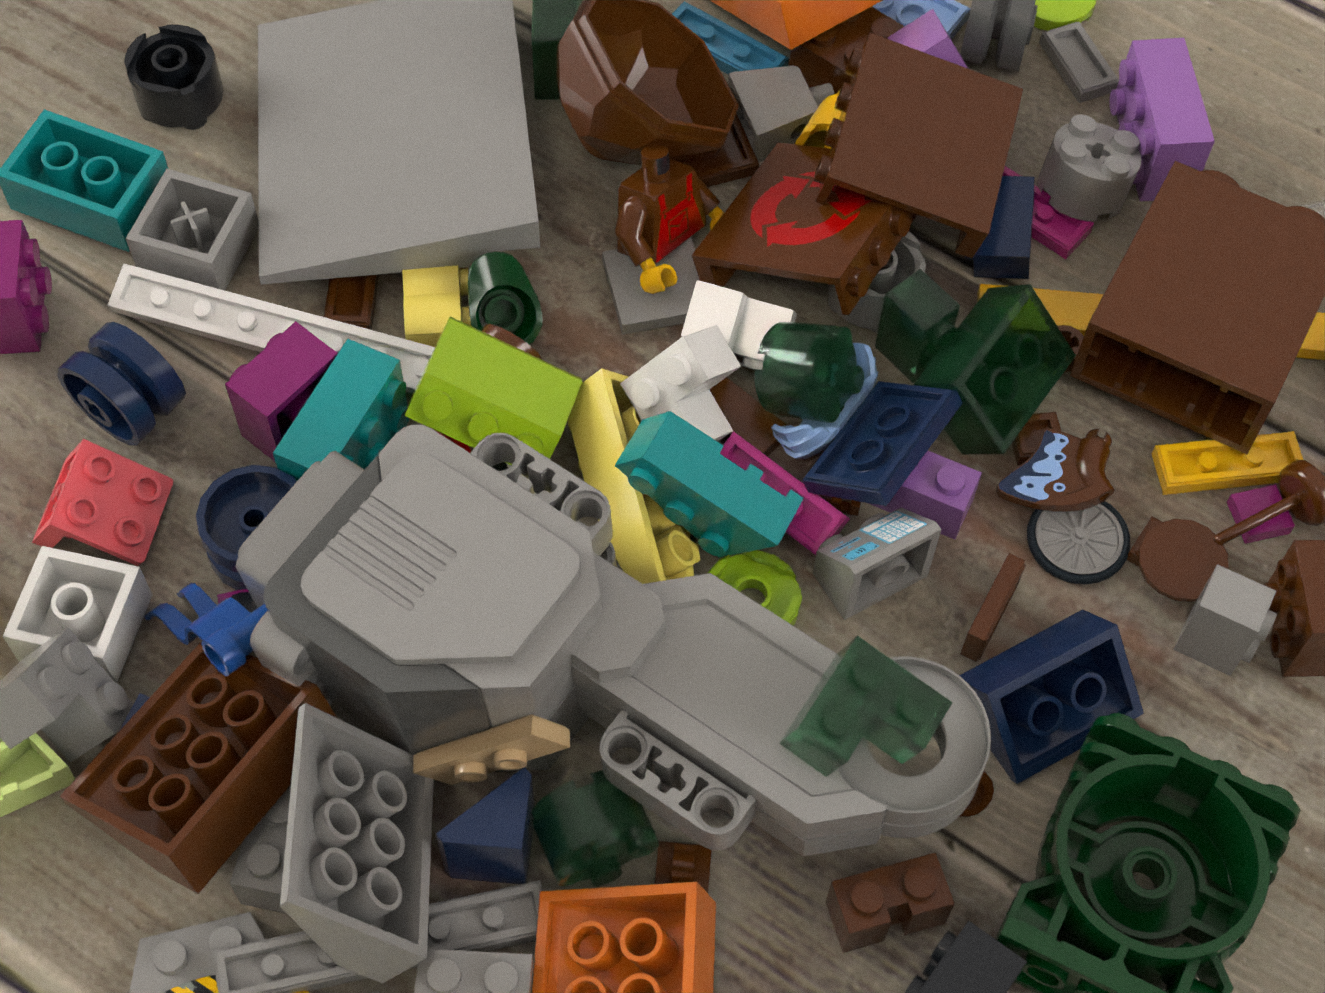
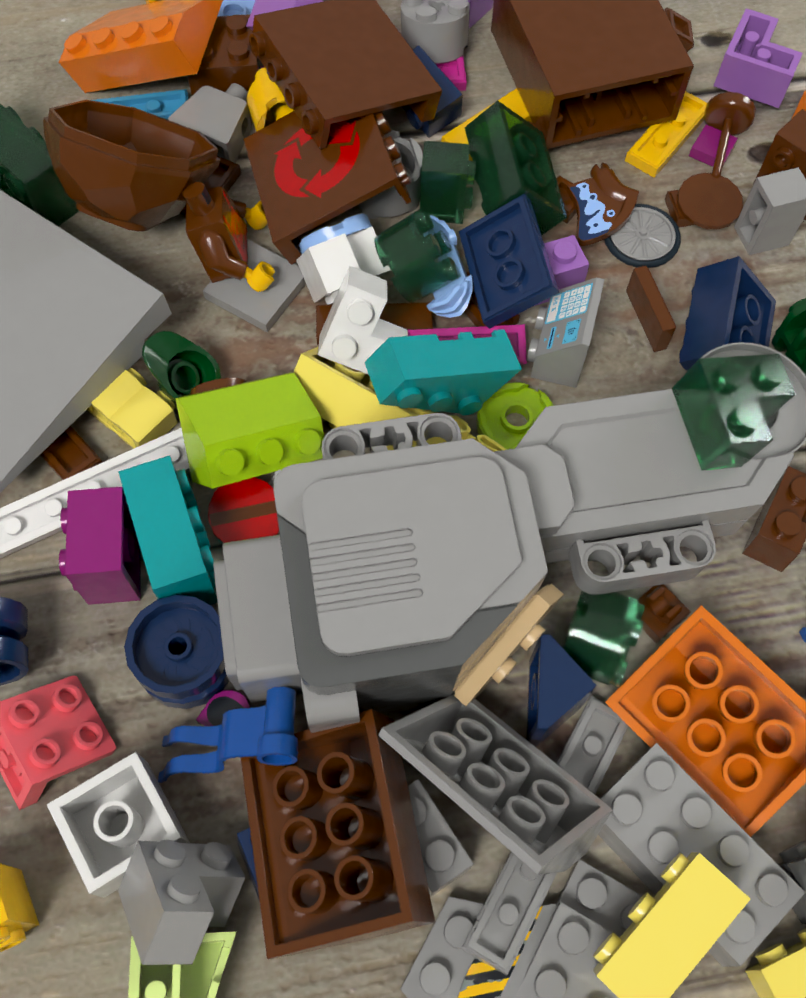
camera: 45 degrees left, 5 degrees up
(764, 292) = (348, 226): none -> light blue tile

